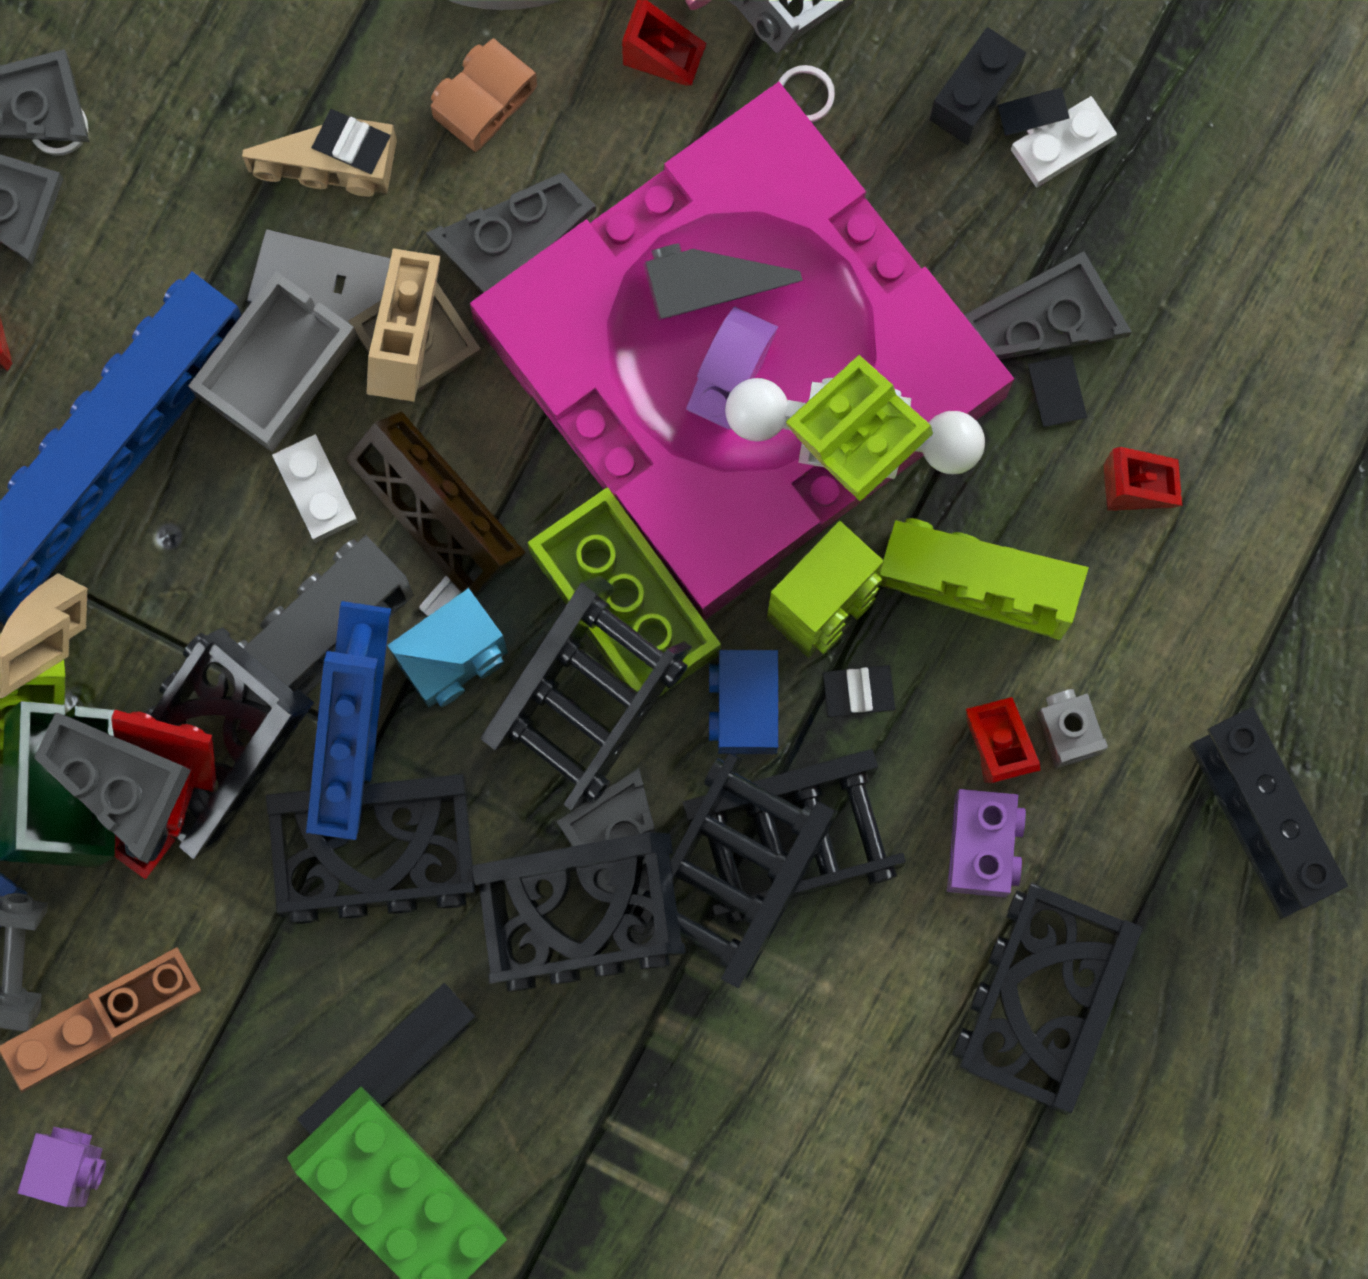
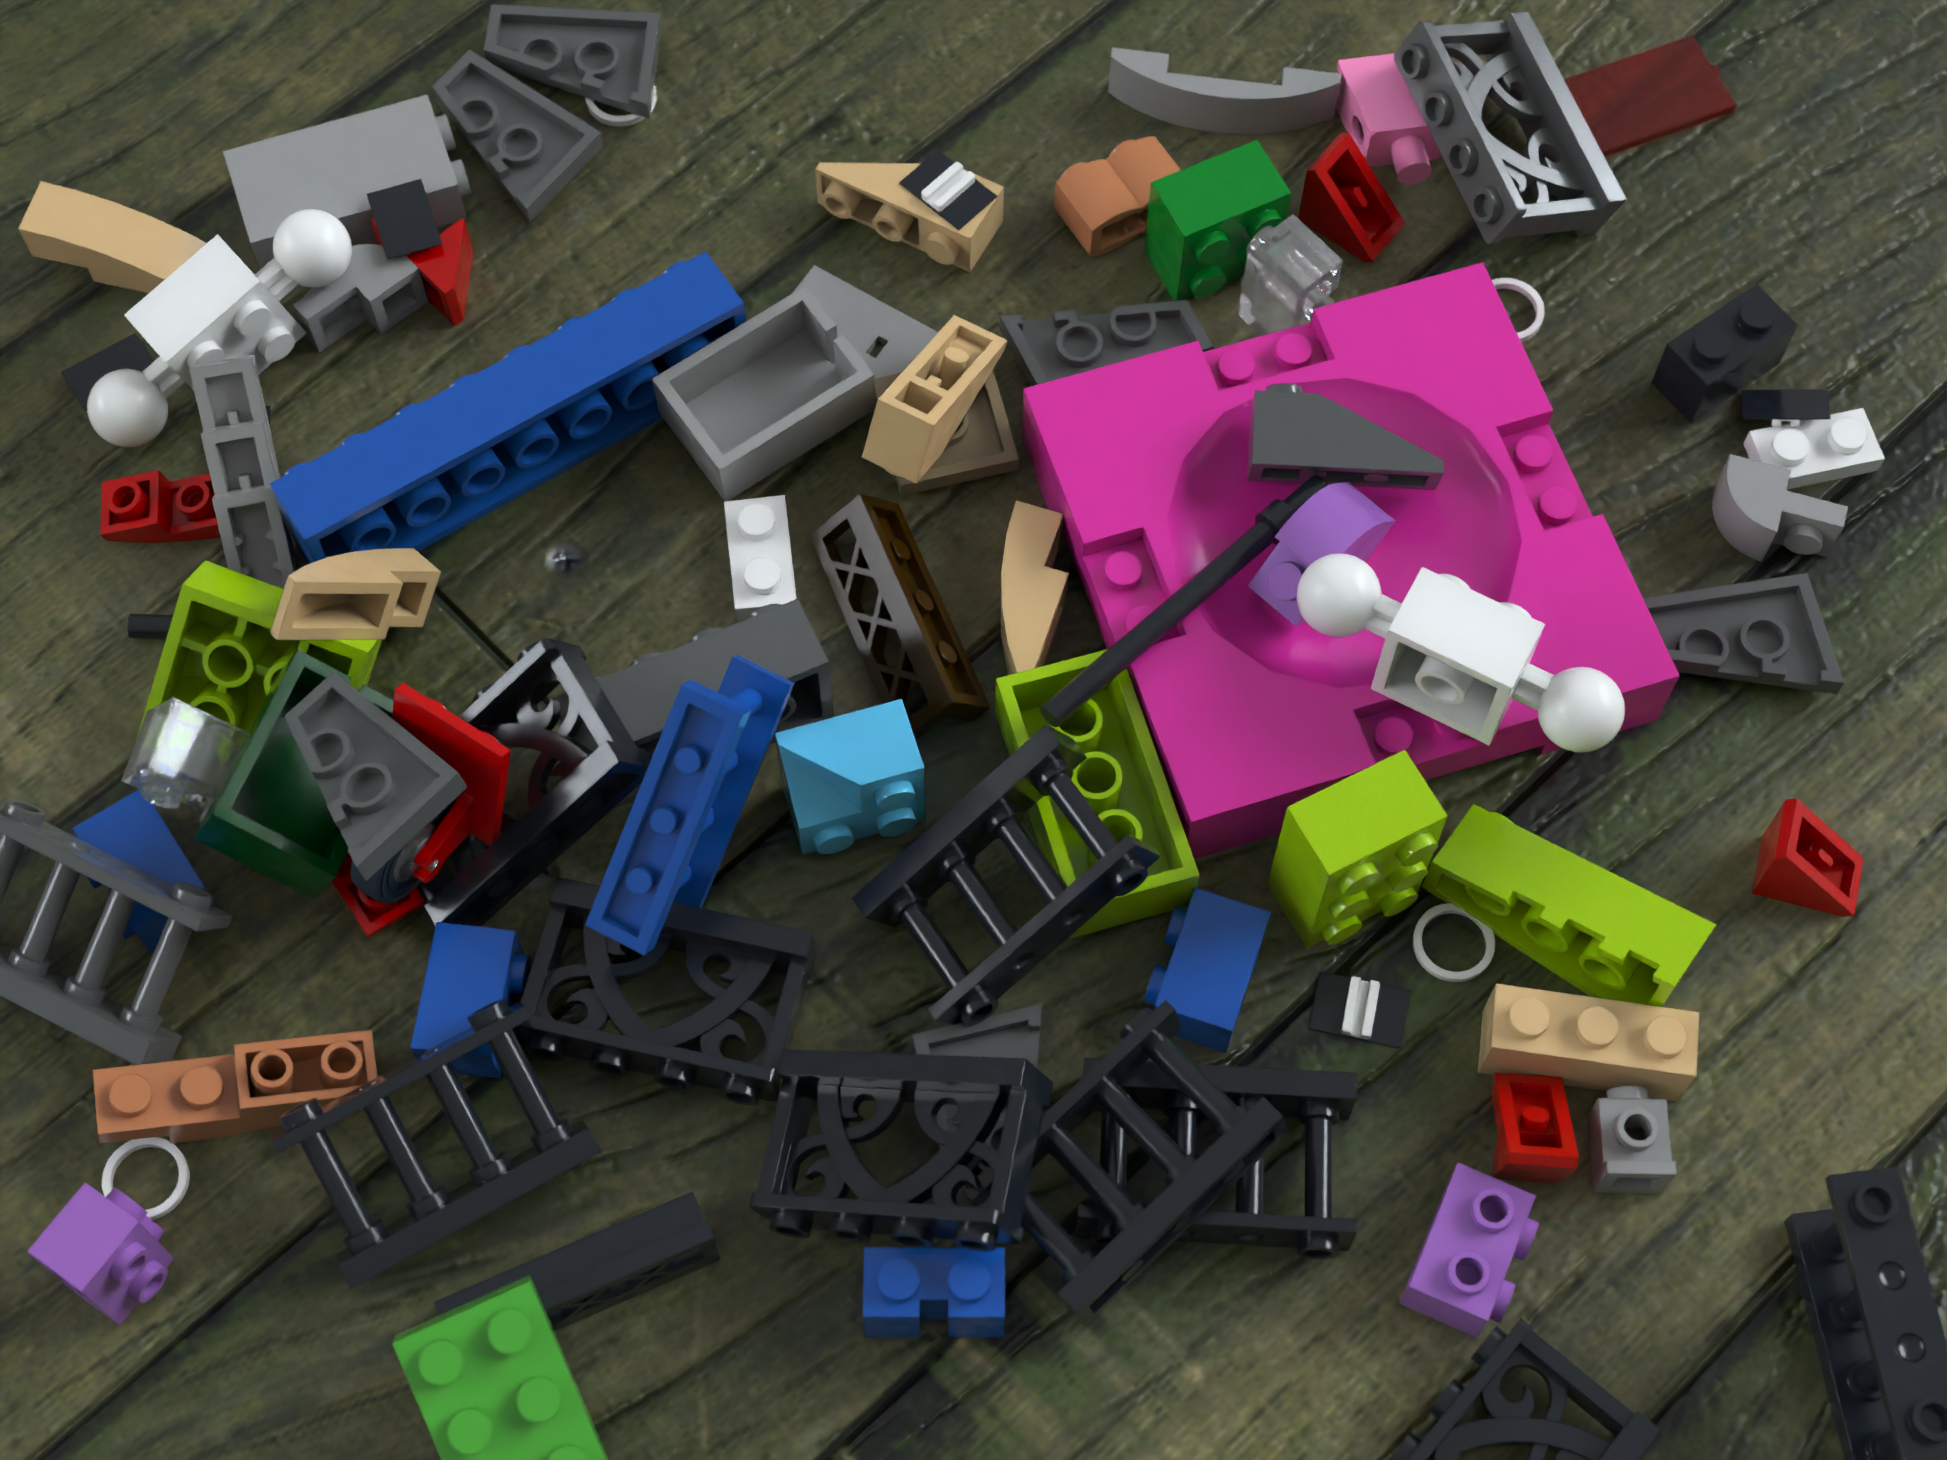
camera: 20 degrees right, 15 degrees down
(83, 1114) = (156, 1142): none -> white piece
(238, 900) = (463, 974): none -> blue brick
(272, 1059) = (432, 1210): none -> black fence
(524, 455) = (1030, 587): none -> tan slope
(566, 103) = (1208, 217): none -> green brick
(616, 997) = (933, 1284): none -> blue brick
(636, 139) = (1286, 277): none -> clear brick
(690, 357) = (1178, 605): none -> black bar
(859, 427) = (1467, 634): lime slope -> none
(908, 645) = (1438, 972): none -> white piece
(1023, 668) = (1589, 1041): none -> tan brick
(1035, 210) = (1757, 510): none -> light grey brick
(1057, 390) = (1726, 729): black piece -> none

